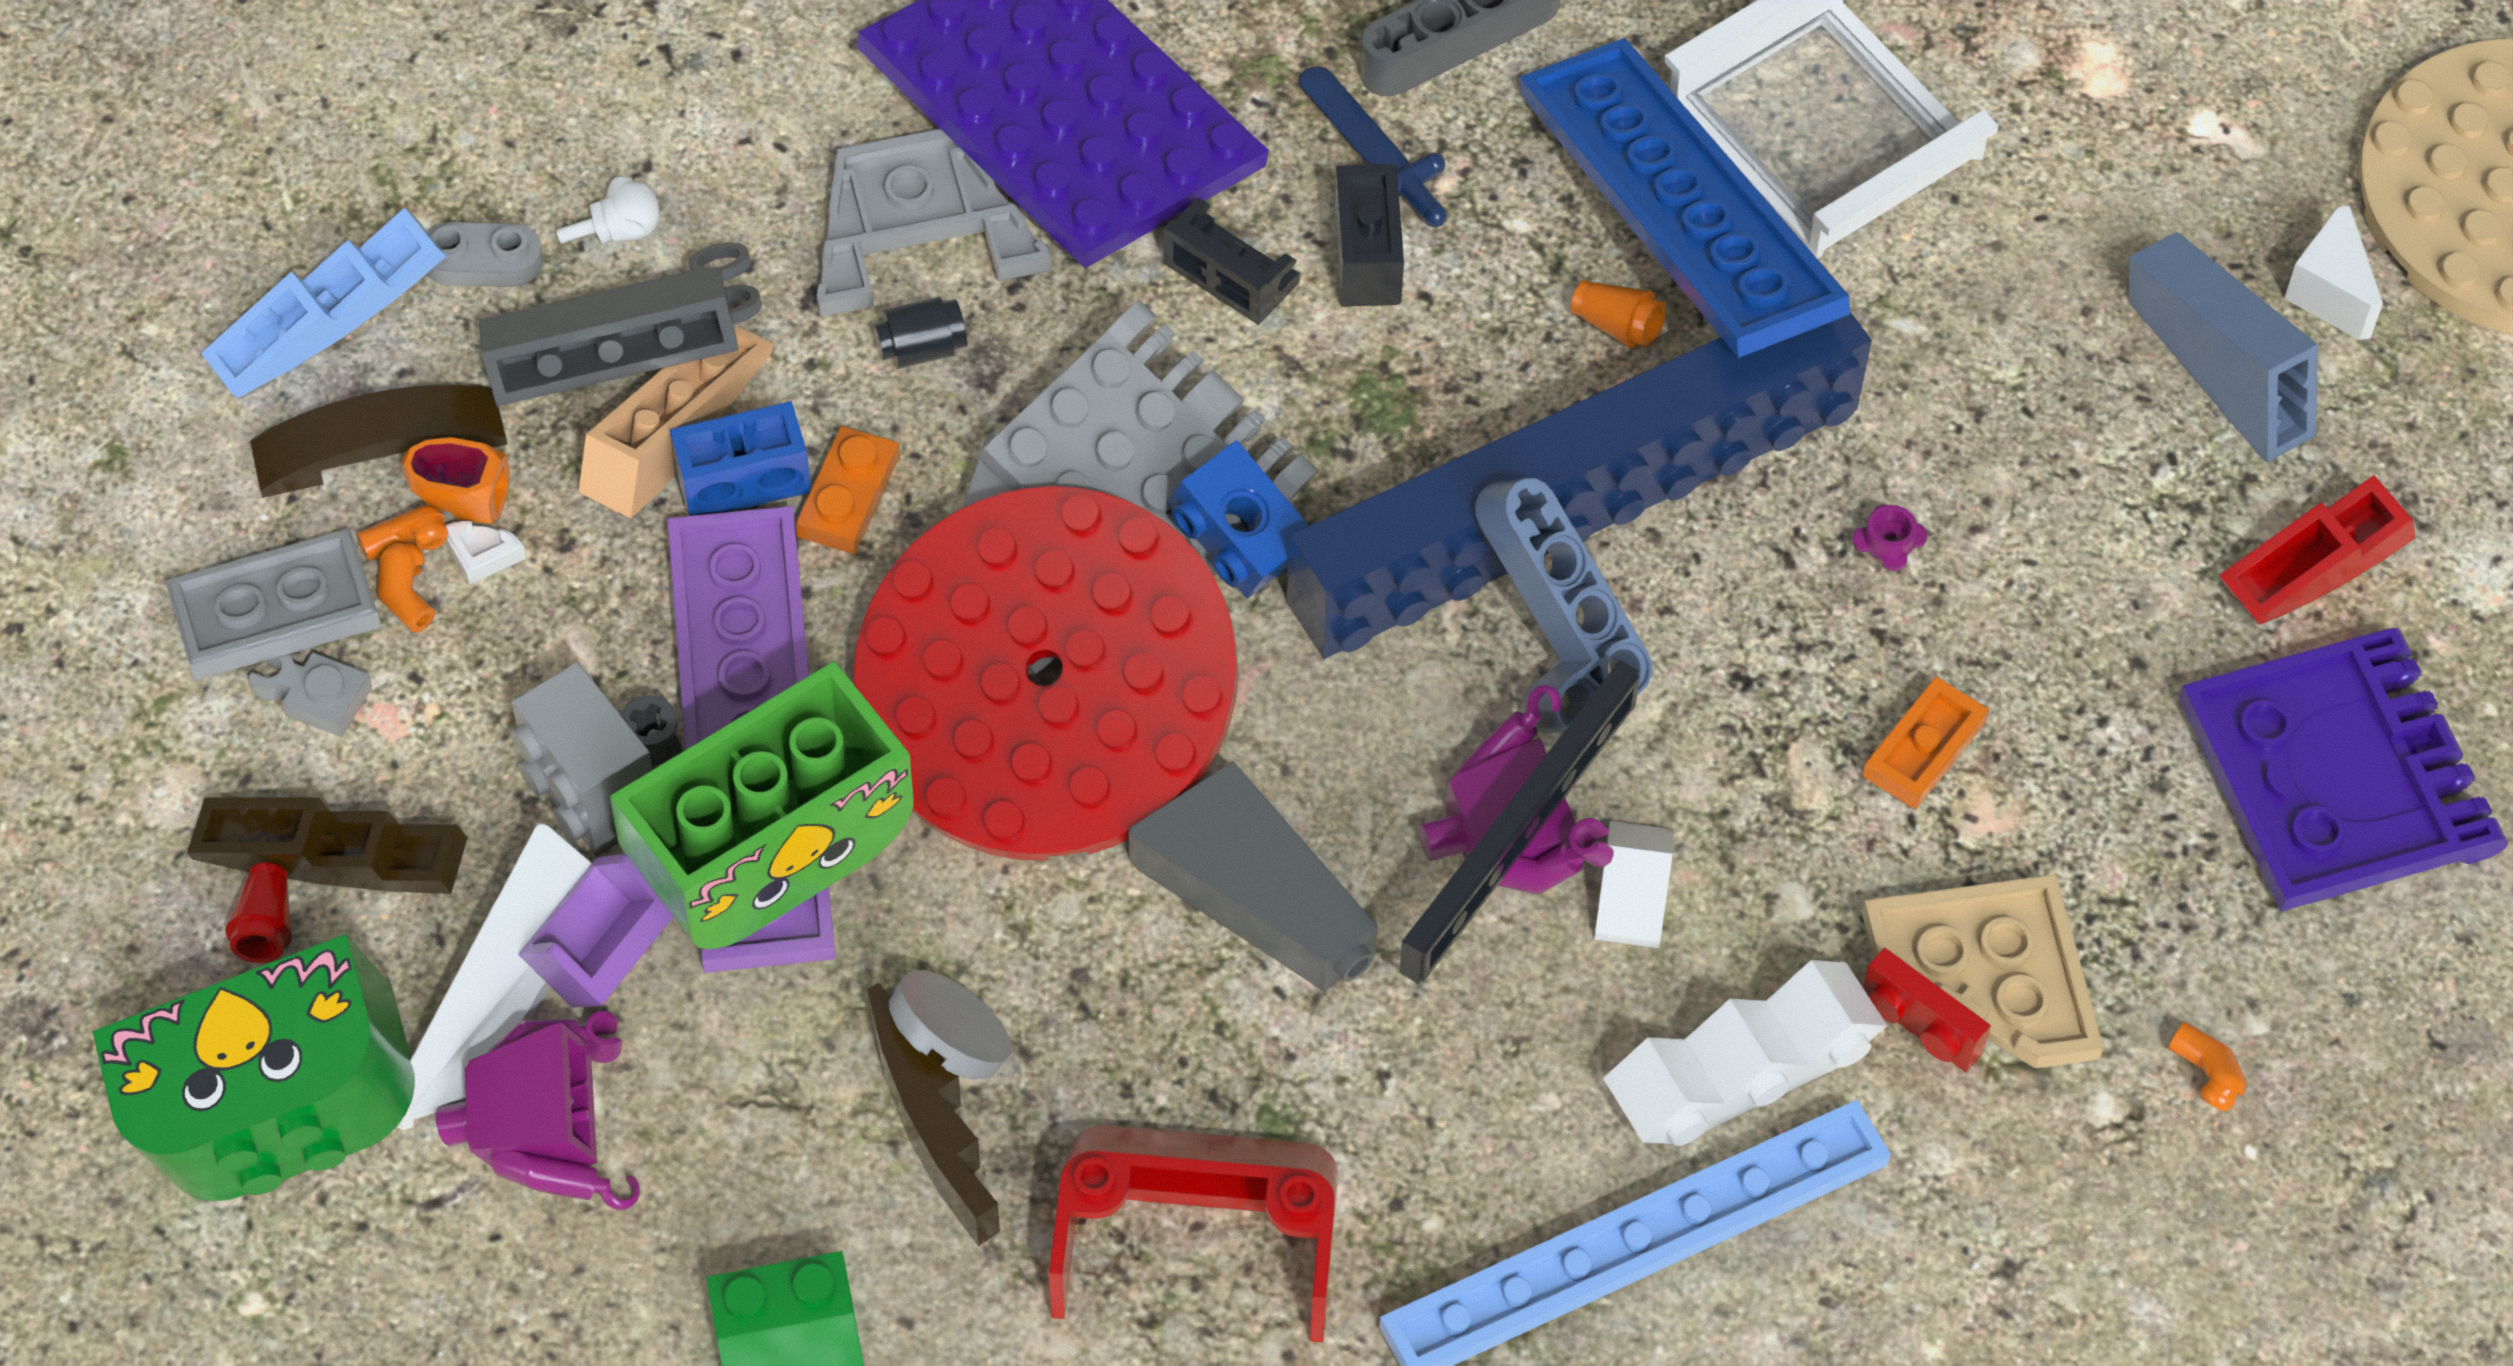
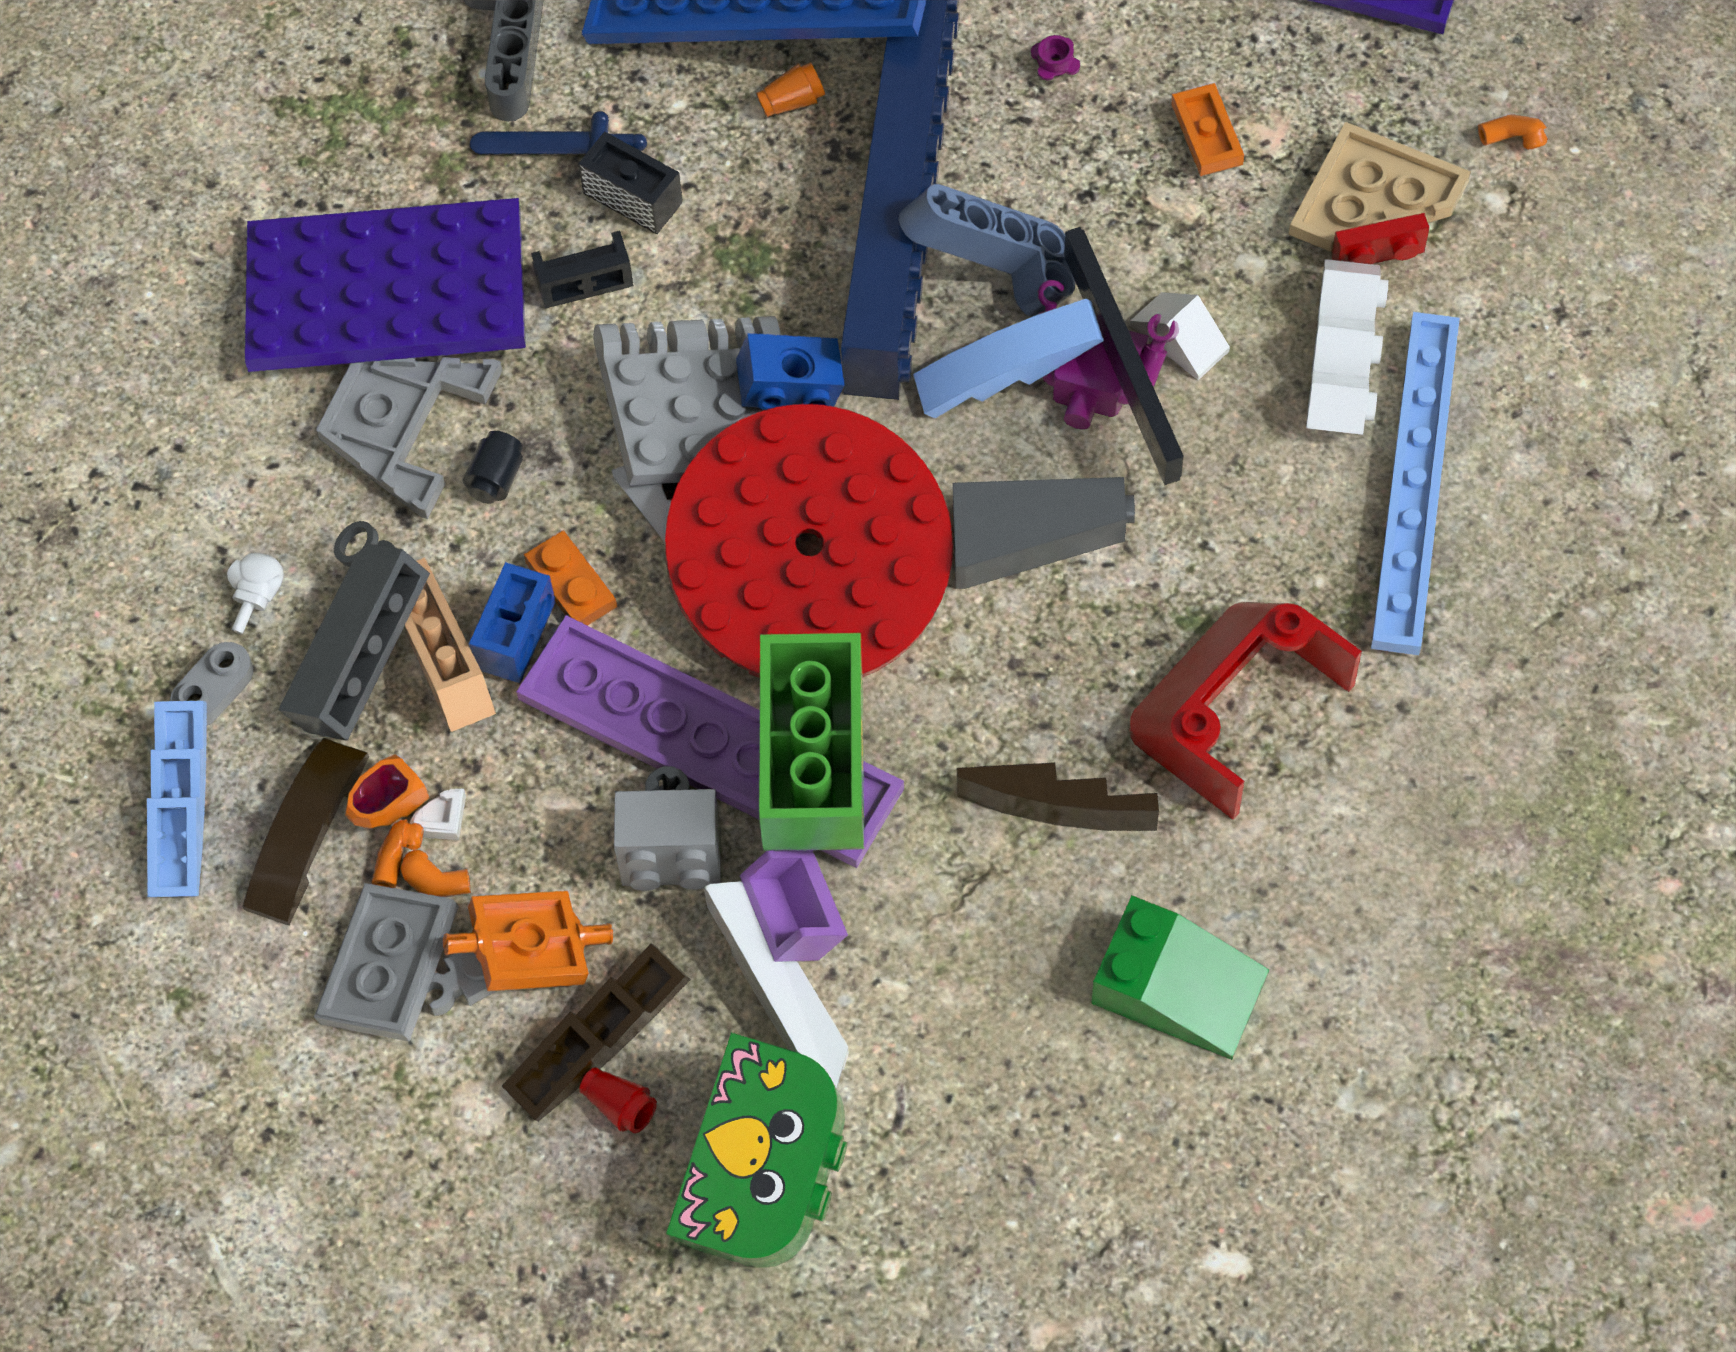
camera: 50 degrees left, 5 degrees up
(379, 710) = (528, 940): none -> orange plate
(535, 1107) = (891, 1016): magenta torso -> none
(952, 1021) = (1012, 747): light grey tile -> none
(1442, 717) = (1008, 355): none -> light blue slope

